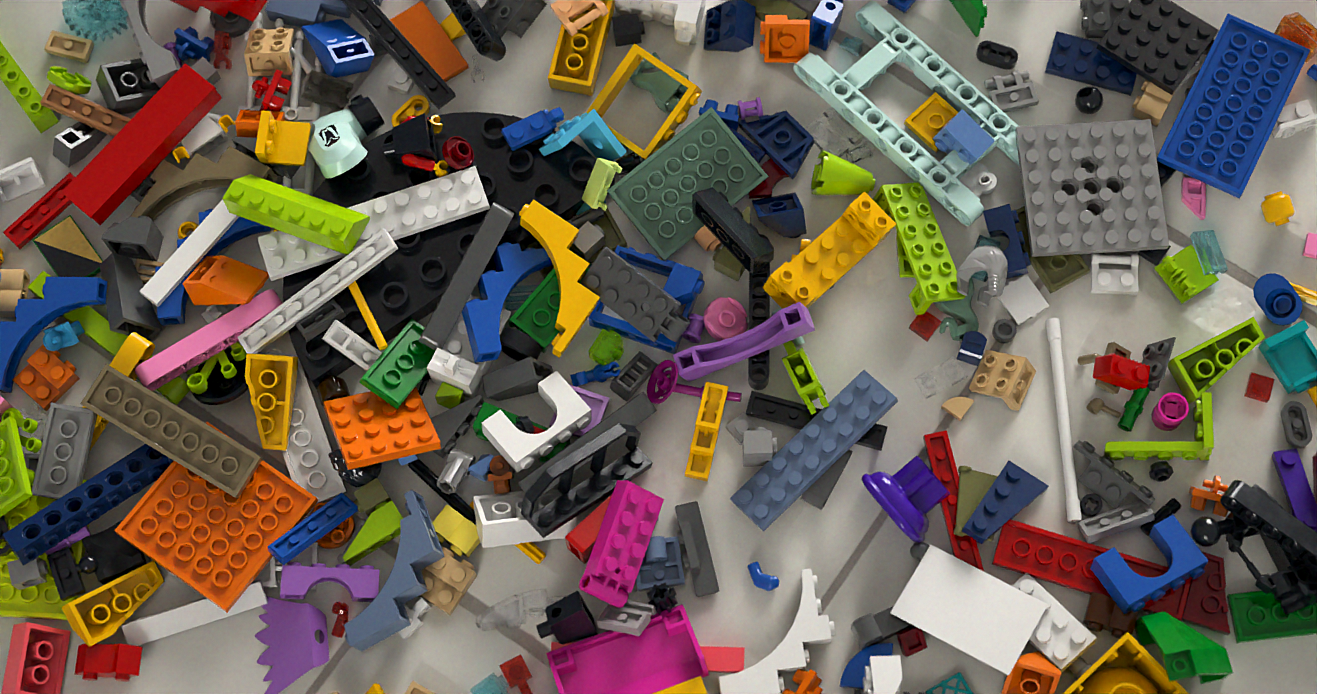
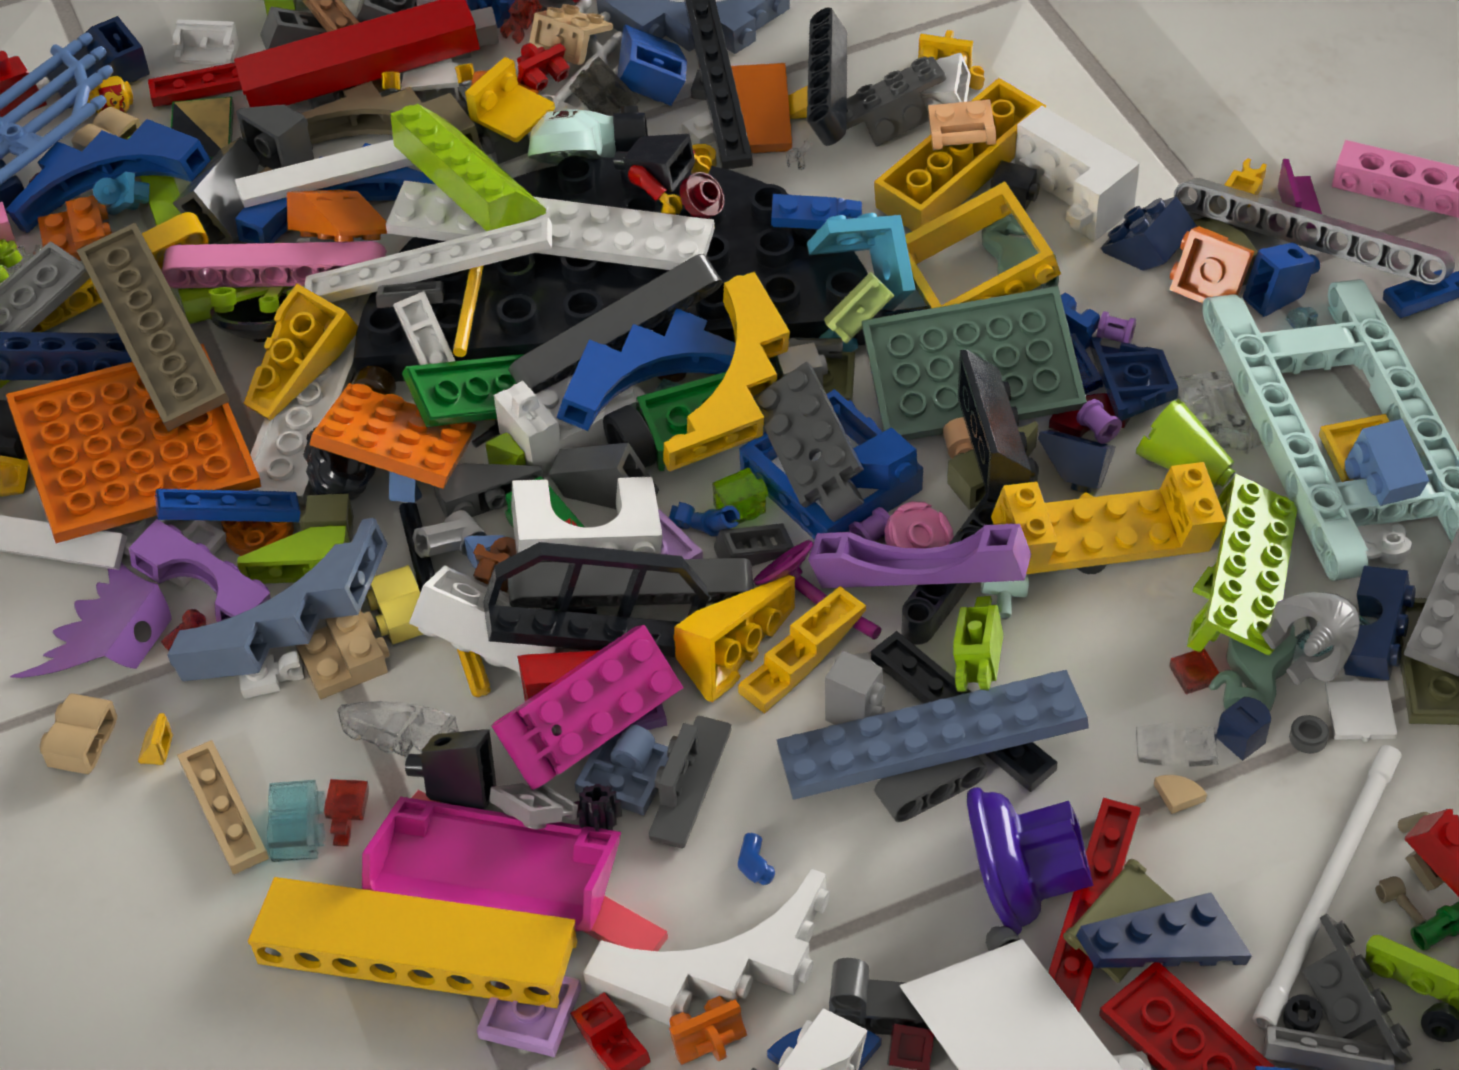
camera: 30 degrees right, 20 degrees down
(524, 424) = (567, 513): black plate -> none
(658, 453) = (724, 635): none -> yellow wedge
(782, 185) = (1099, 421): none -> medium lavender bush
(1003, 377) = (1275, 787): tan bracket -> none

